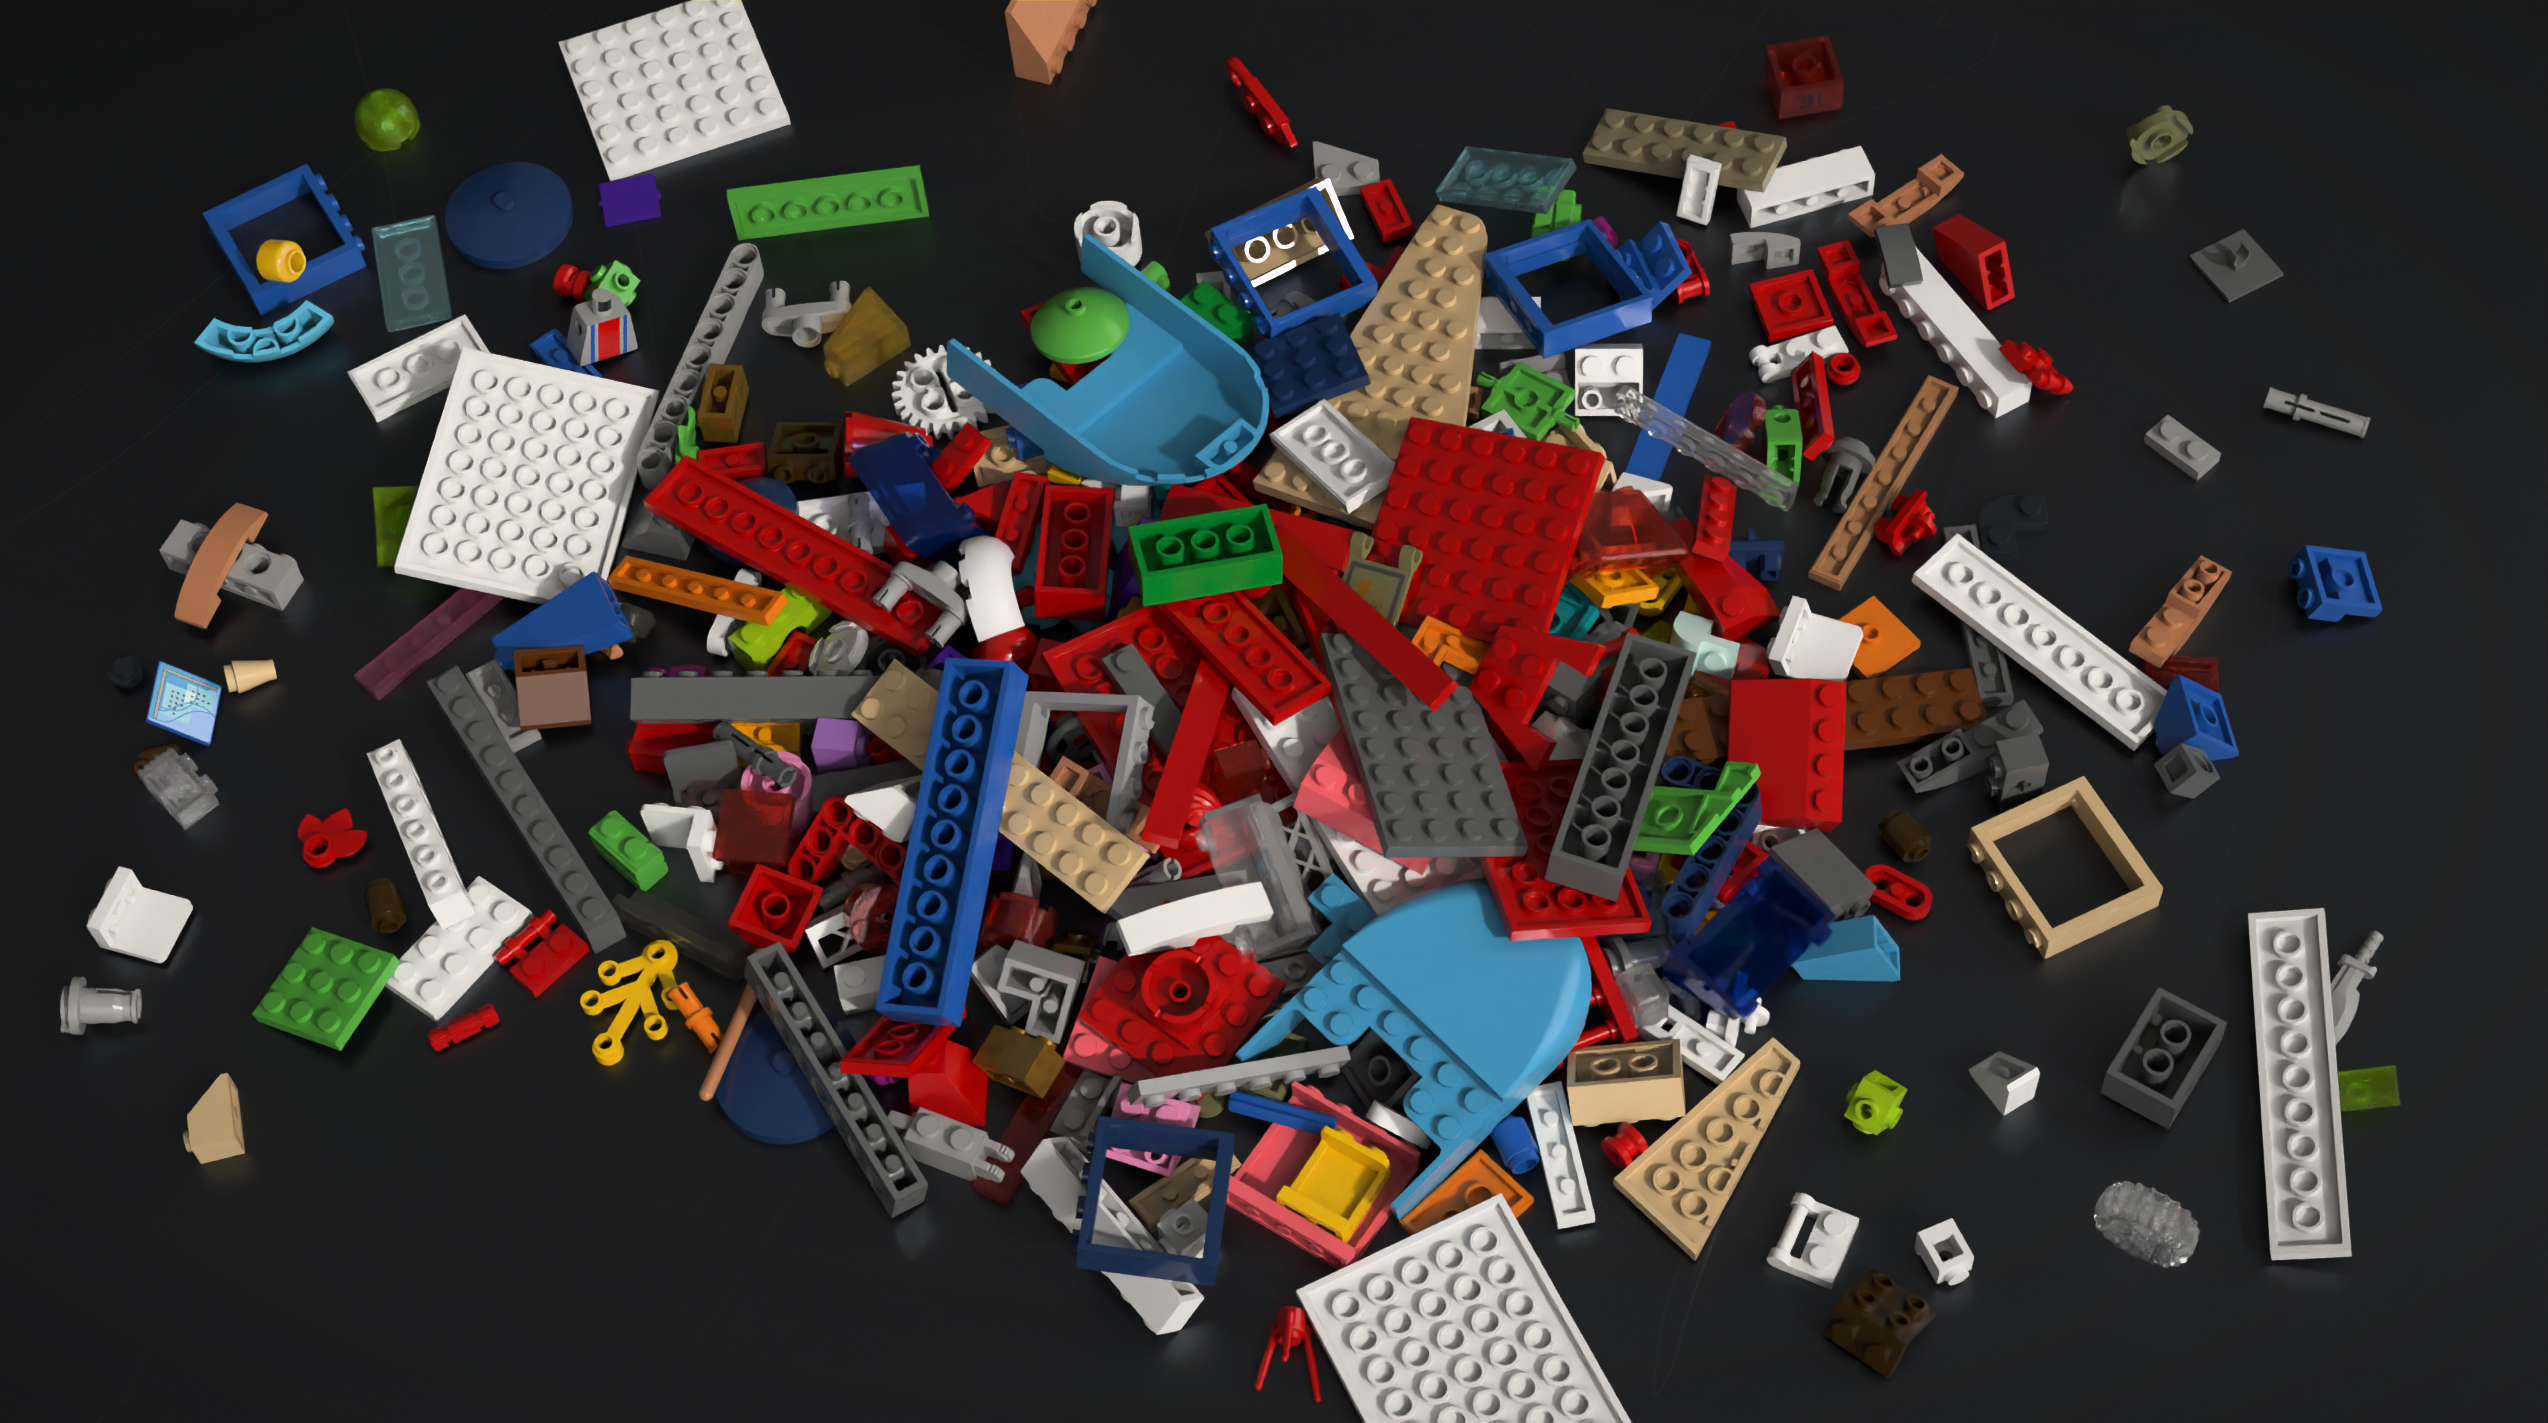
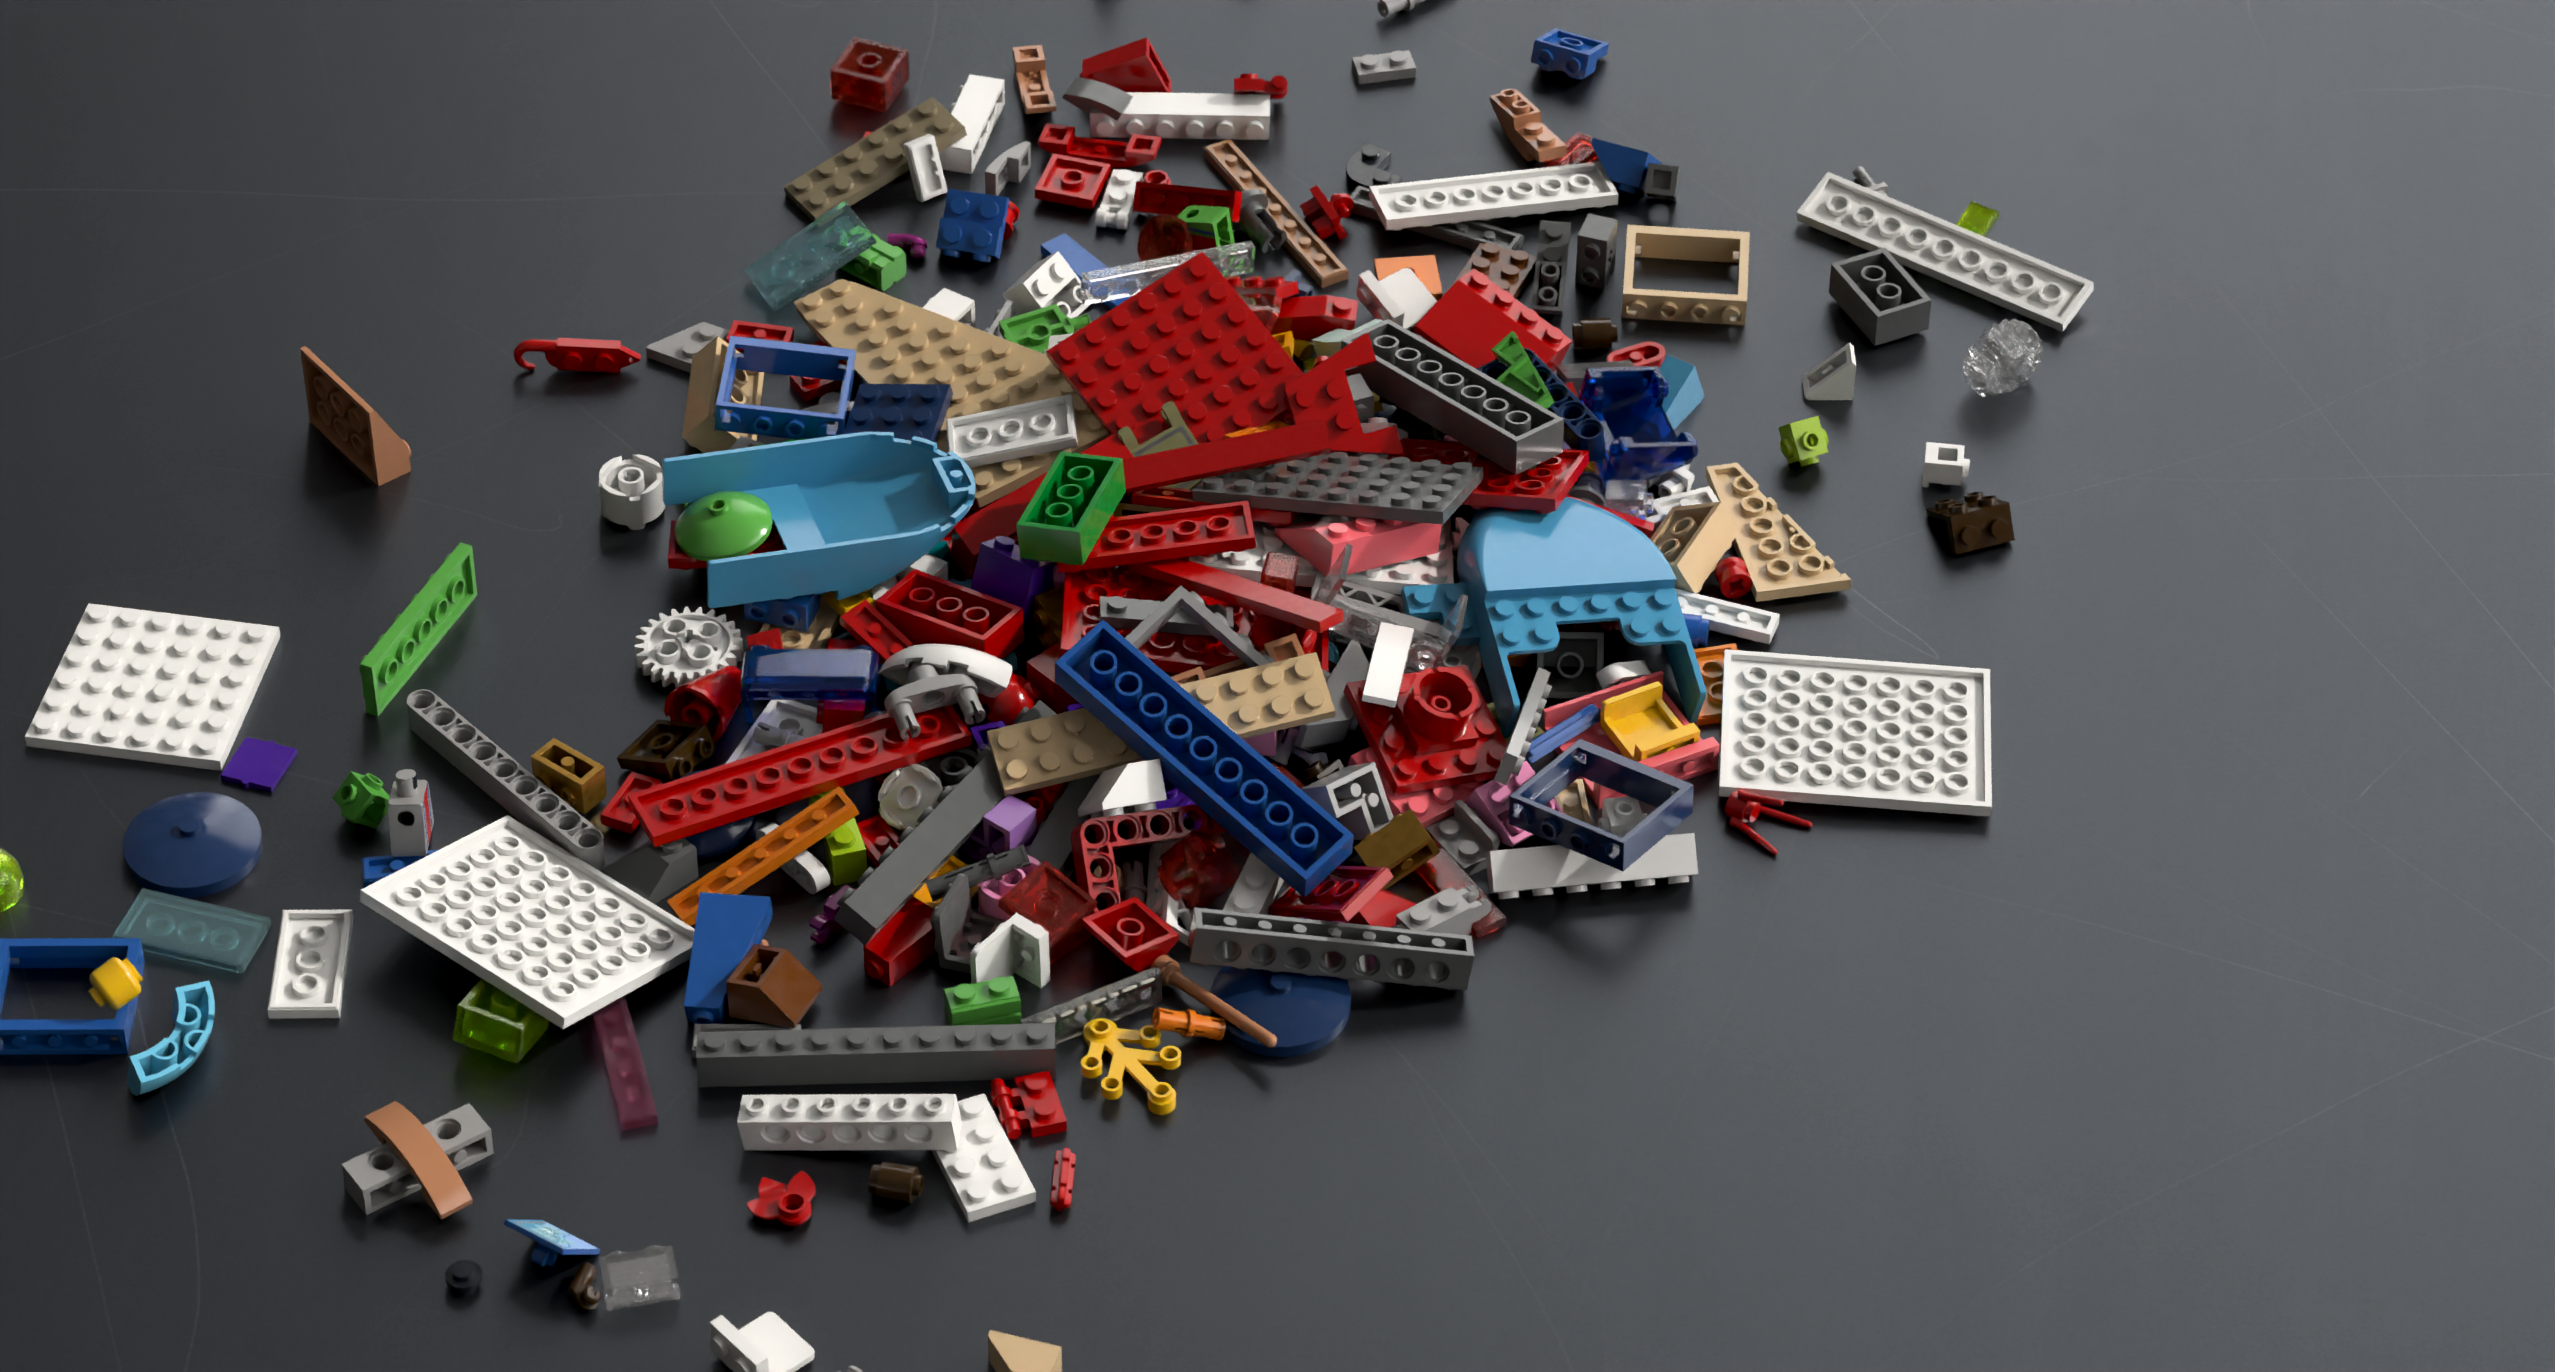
camera: 65 degrees left, 15 degrees down
(247, 674) = (552, 1193): tan cone -> none
(326, 988) = (948, 1248): bright green plate -> none
(571, 282) = (328, 824): red wheel -> none
(687, 438) = (590, 806): bright green plate -> none
(807, 320) = (524, 700): light grey connector -> none
(864, 339) = (579, 671): clear yellow slope -> none
(1580, 238) = (962, 288): blue window -> none
(1825, 1245) = (1887, 520): white plate -> none

